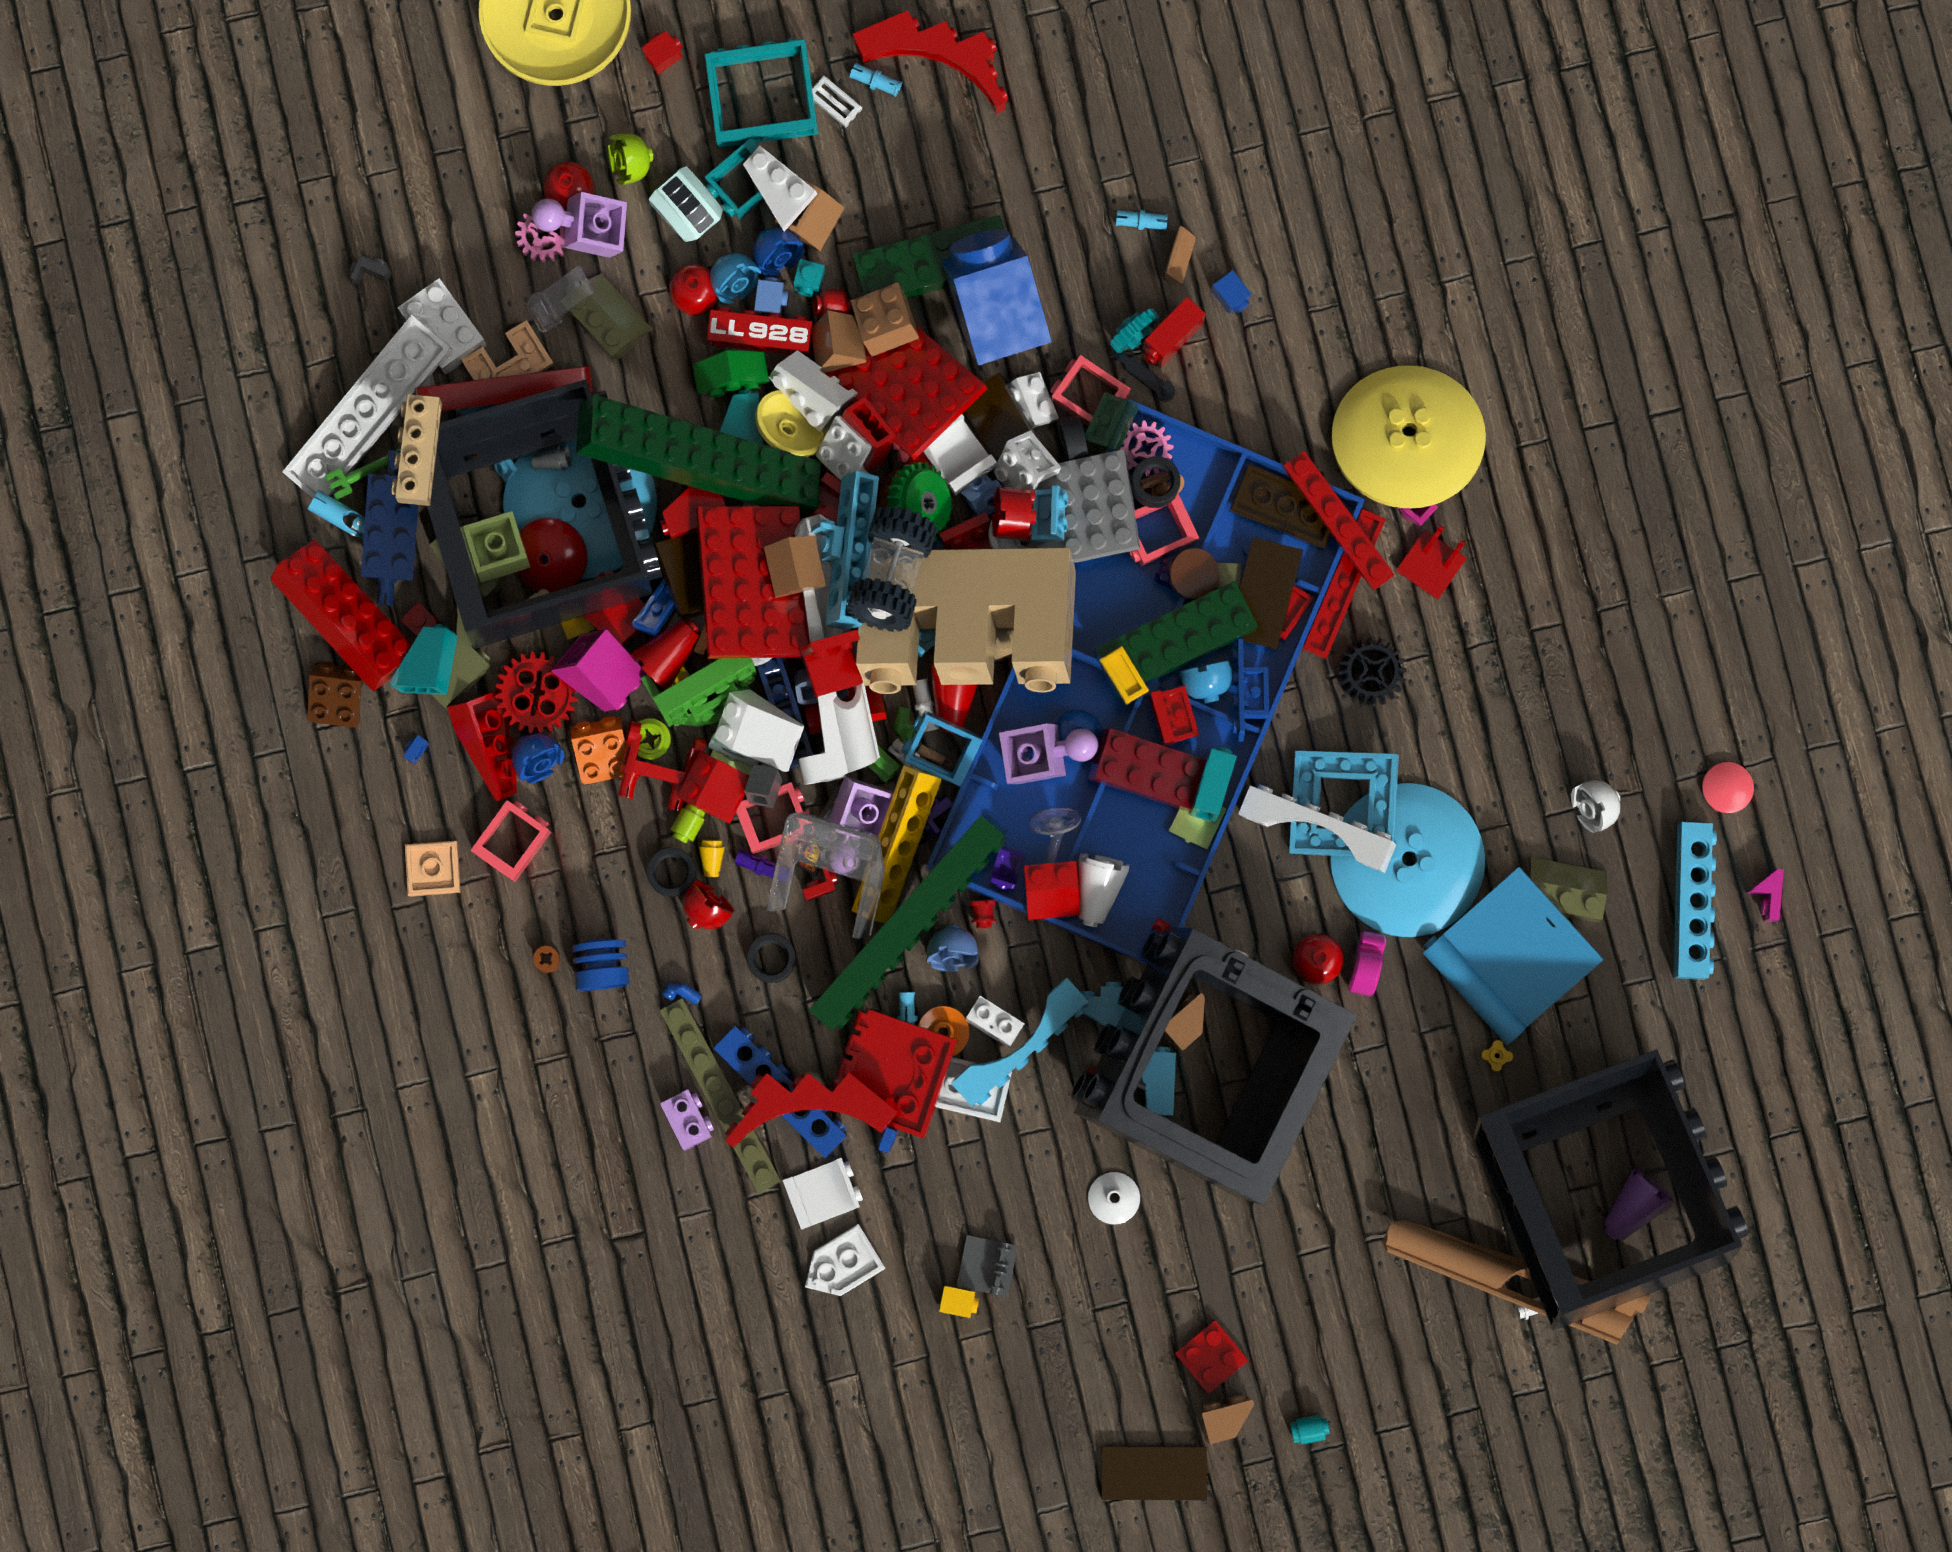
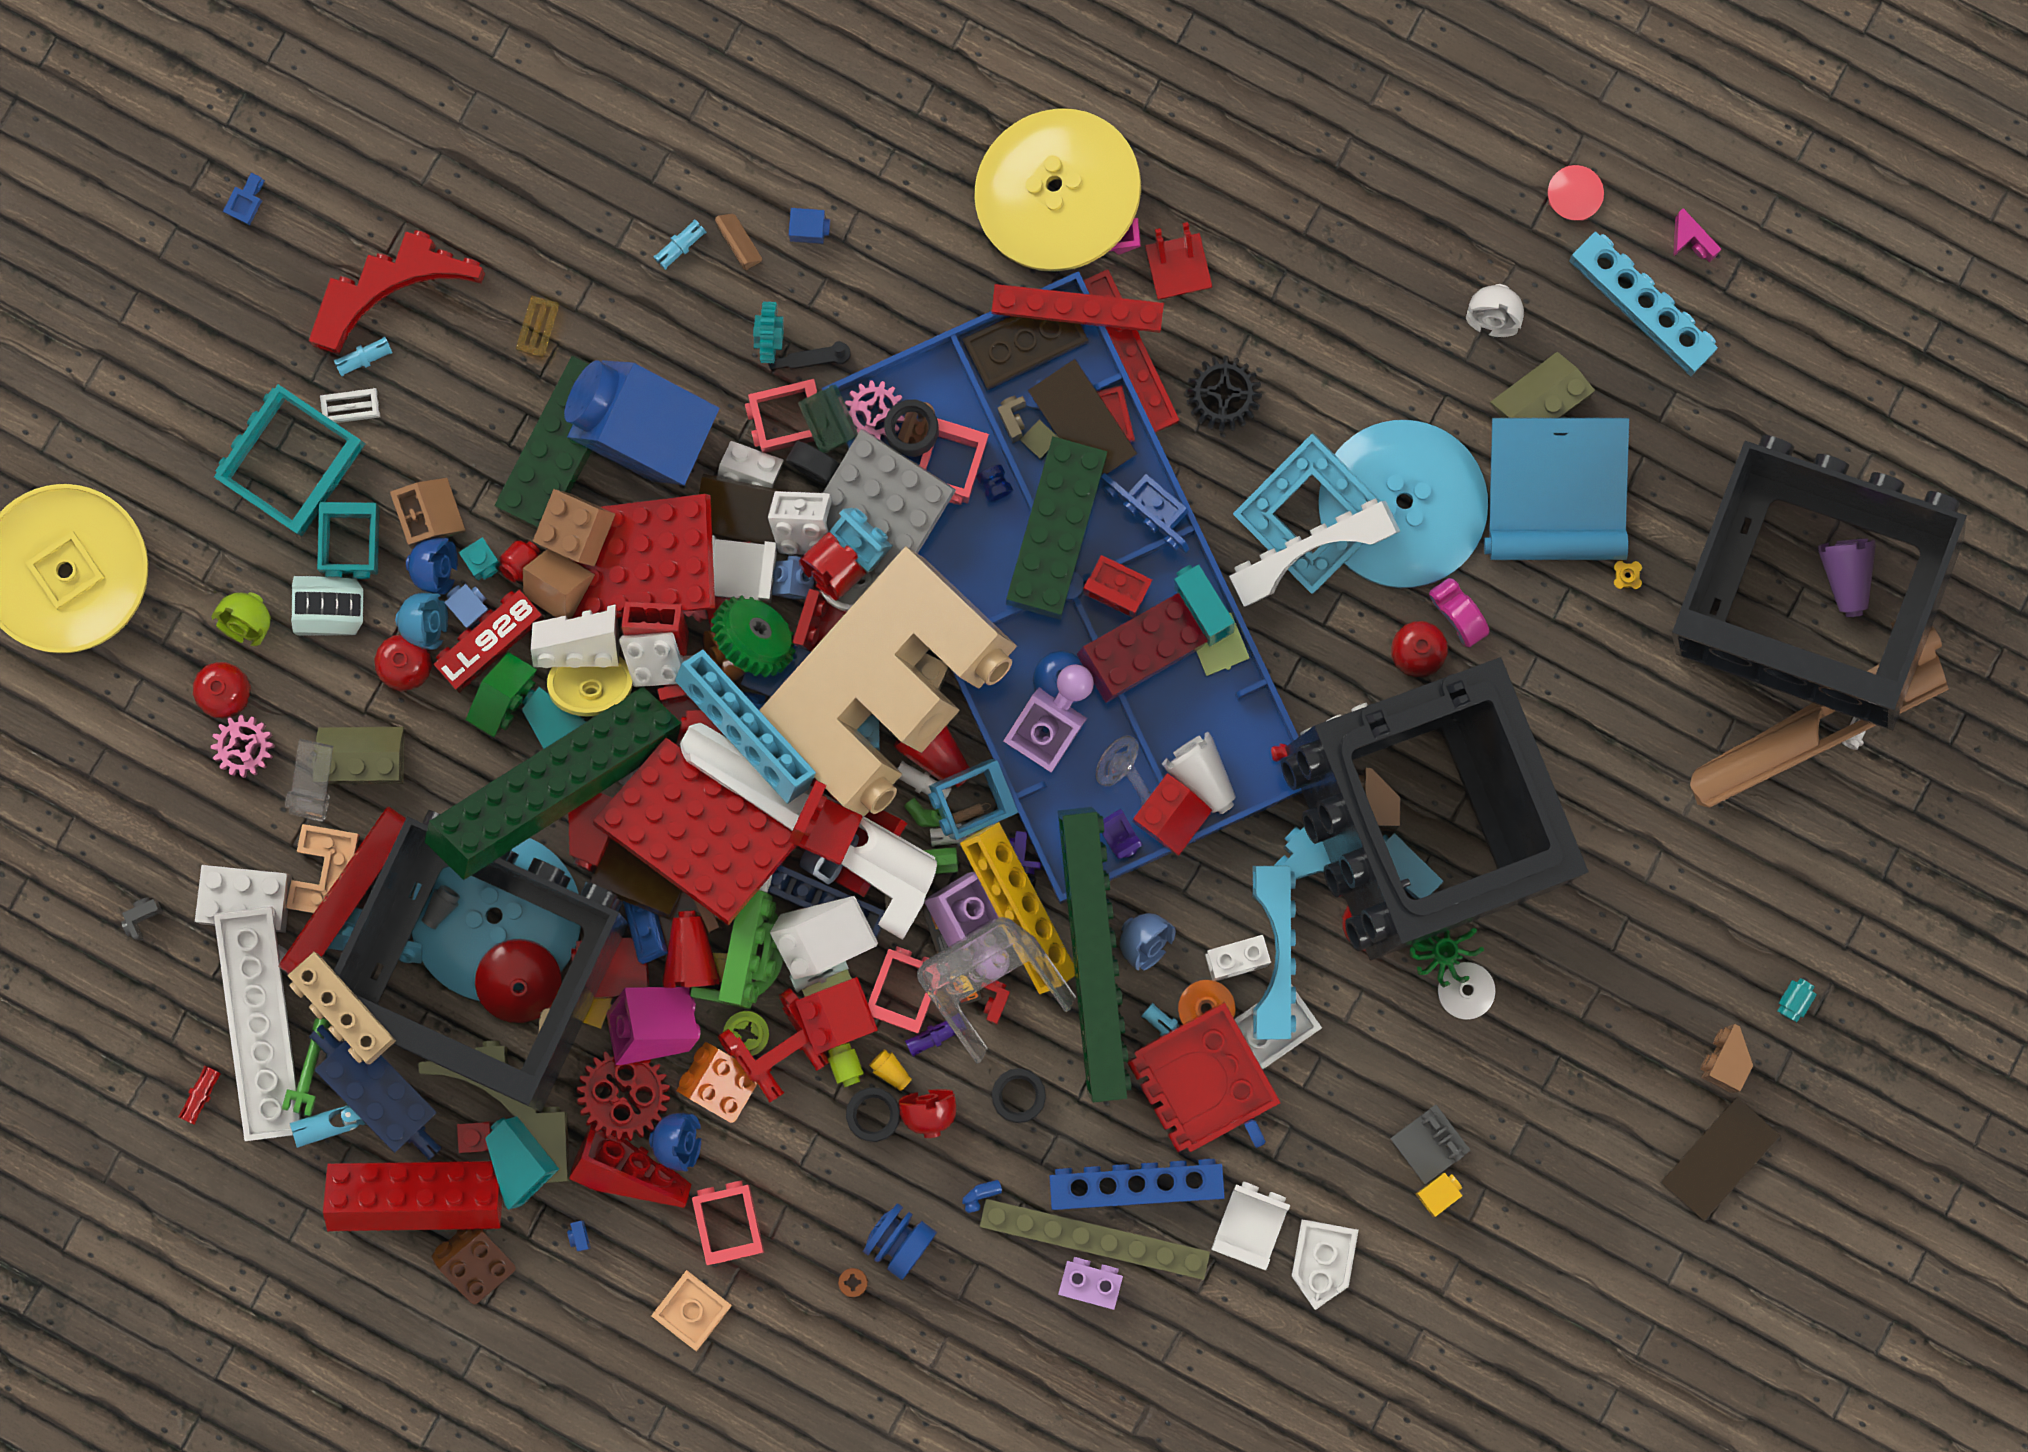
camera: 40 degrees left, 0 degrees up
(286, 415) = (199, 1095): none -> red pin
(496, 546) = (473, 1017): yellowish green brick -> none
(590, 223) = (270, 698): lavender brick -> none
(662, 51) = (177, 510): red brick -> none
(763, 785) = (872, 973): dark grey brick -> none
(774, 1100) = (1141, 1196): red arch -> none
(780, 187) = (384, 515): white wing -> none
(794, 565) = (715, 784): medium nougat slope -> none
(832, 541) = (721, 734): medium azure bracket -> none
(887, 585) = (791, 705): black plate -> none
(983, 913) = (1138, 888): red brick -> none
(1005, 184) = (547, 331): none -> clear yellow tile
(1124, 675) = (1050, 596): yellow tile -> none
(1125, 1160) = (1444, 953): none -> green animal
(1173, 333) = (799, 303): red brick -> none
(1193, 573) = (1014, 465): reddish brown tile -> none
(1207, 681) = (1113, 533): dark azure cylinder -> none
(1211, 1357) = (1666, 1027): red plate -> none
(1221, 547) = (1012, 423): none -> dark tan bracket

